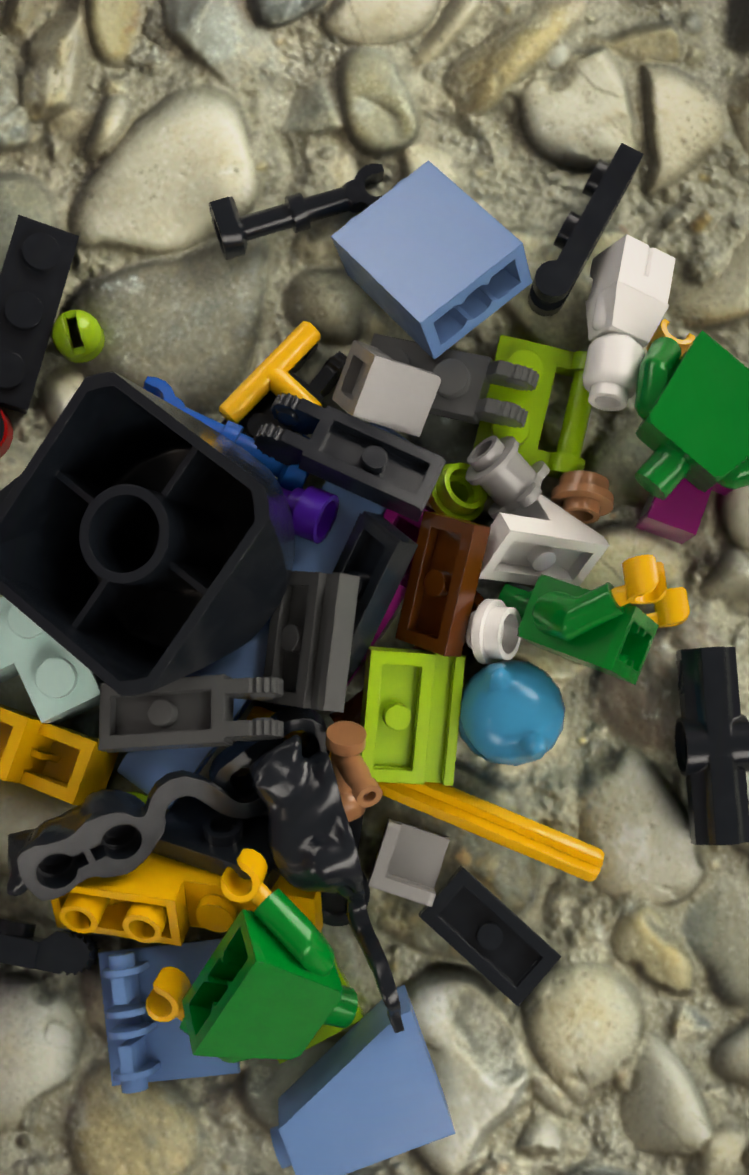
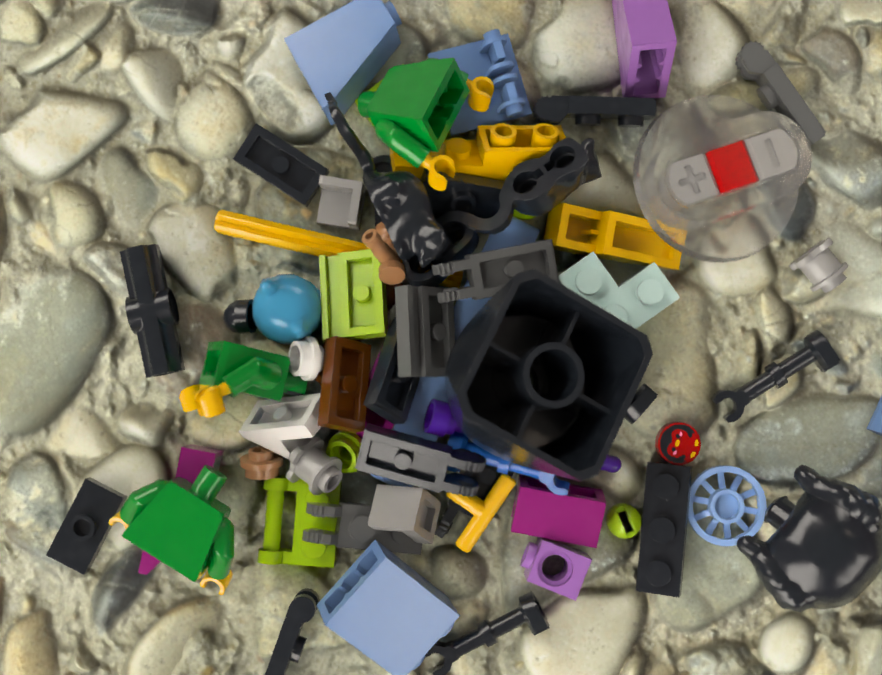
camera: 175 degrees right, 5 degrees up
(171, 263) = (569, 579): none -> medium lavender brick
(182, 354) = (563, 518): none -> magenta hinge
(584, 715) = (239, 317): none -> black hinge
(622, 315) = (251, 591): white piece -> none

